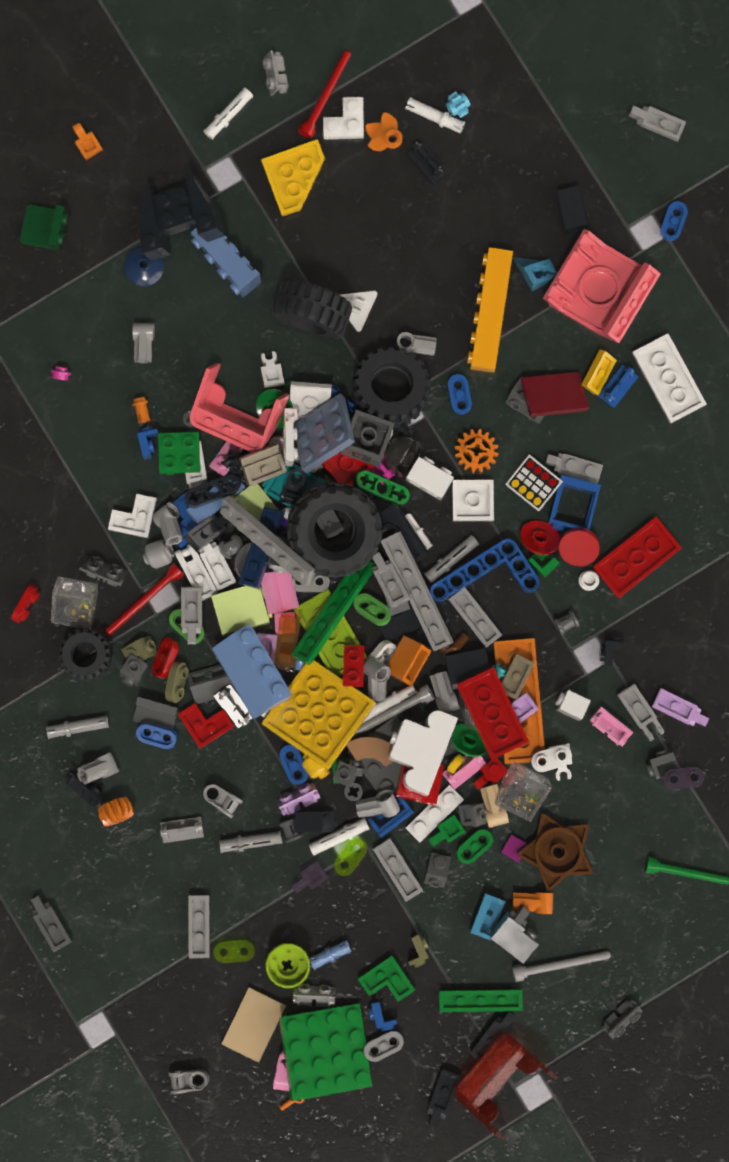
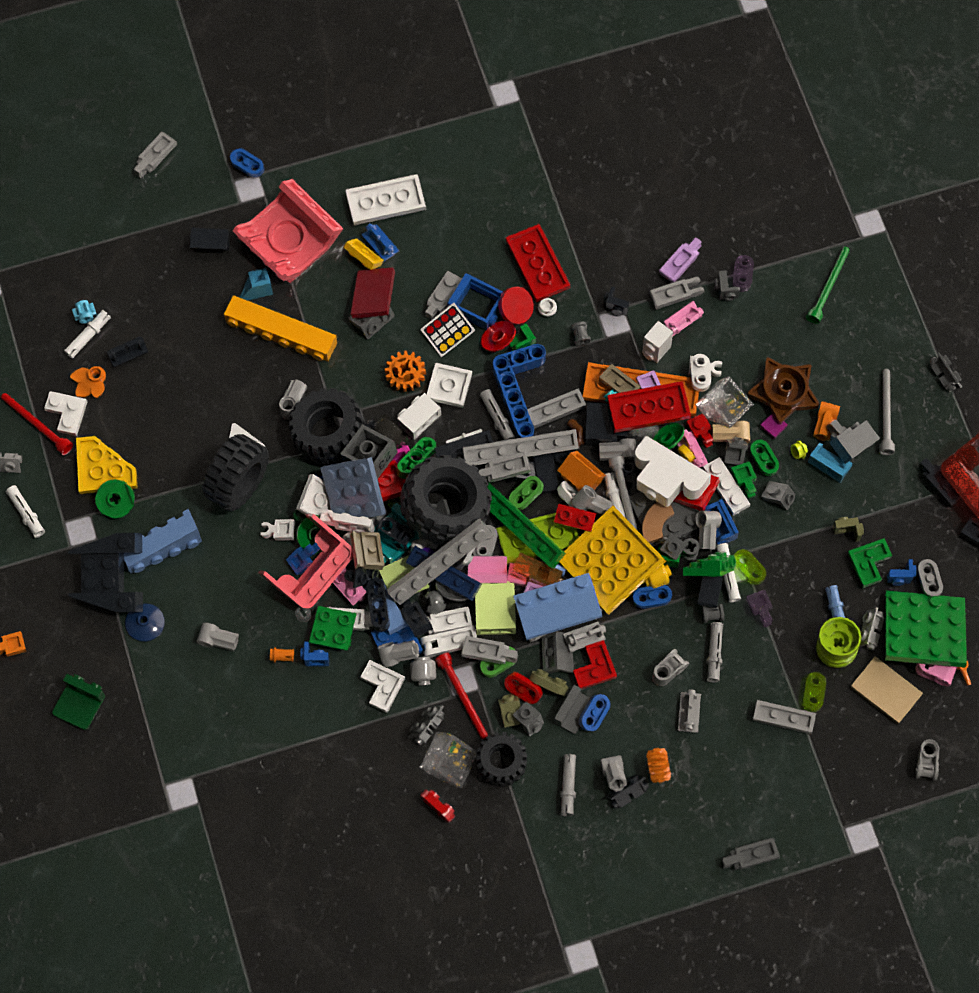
camera: 75 degrees left, 15 degrees down
(60, 373) = (224, 720): dark pink plate -> none
(244, 401) = (300, 558): none -> blue plate
(272, 198) = (110, 508): none -> green plate
(289, 801) = (682, 592): lavender hinge -> none
(332, 817) = (715, 565): none -> green plate
(397, 870) = (770, 528): light grey plate -> none
(459, 395) = (349, 373): blue plate -> none
(480, 1000) = (905, 485): green plate -> none
(492, 881) = (799, 450): none -> neon yellow plate

